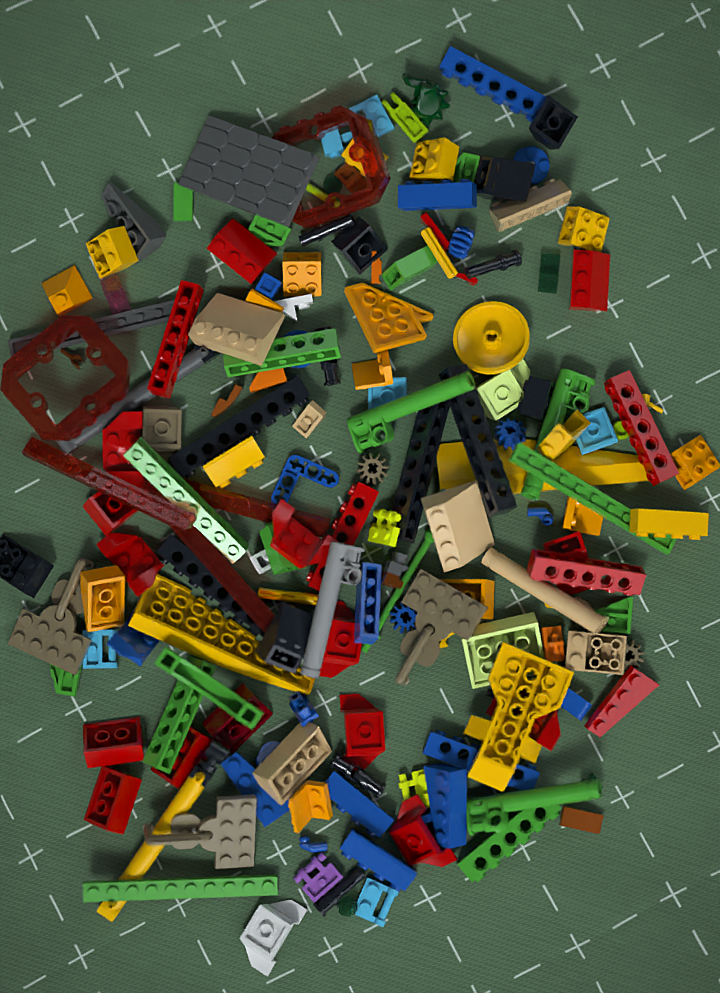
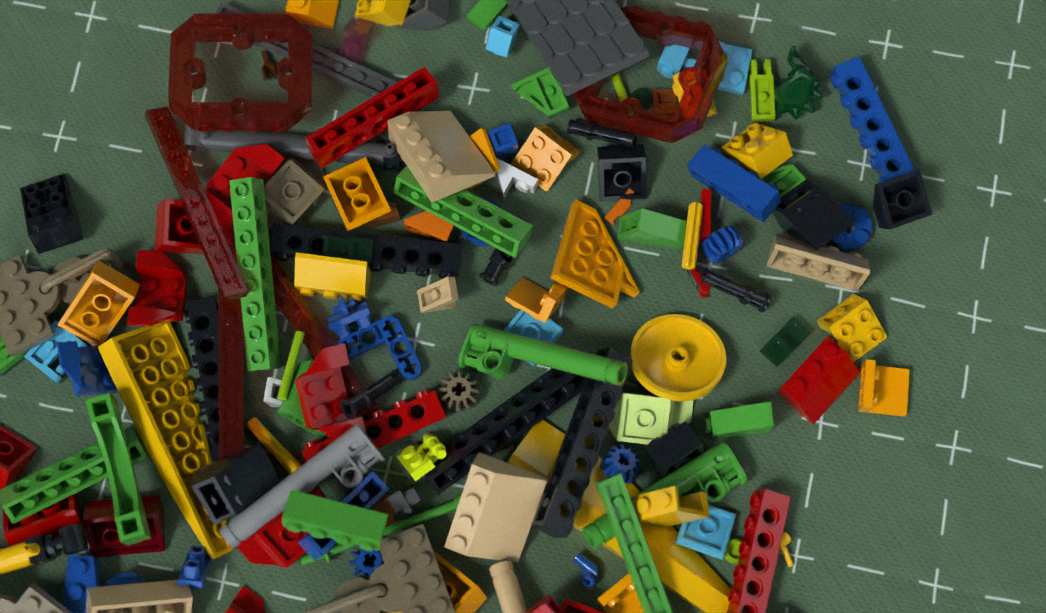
camera: 35 degrees right, 10 degrees down
(207, 397) = (357, 193): none -> light orange slope
(210, 216) = (502, 36): none -> medium azure brick
(230, 437) = (348, 248): none -> clear green slope
(242, 251) = (505, 90): red slope -> none
(256, 537) = (291, 365): none -> lime bar
(263, 477) = (346, 313): none -> blue hips
(320, 521) = (364, 398): none -> black pin
(369, 610) = (334, 520): none -> bright green brick
(561, 347) = (740, 421): none -> bright green slope
(633, 254) = (883, 389): none -> light orange bracket

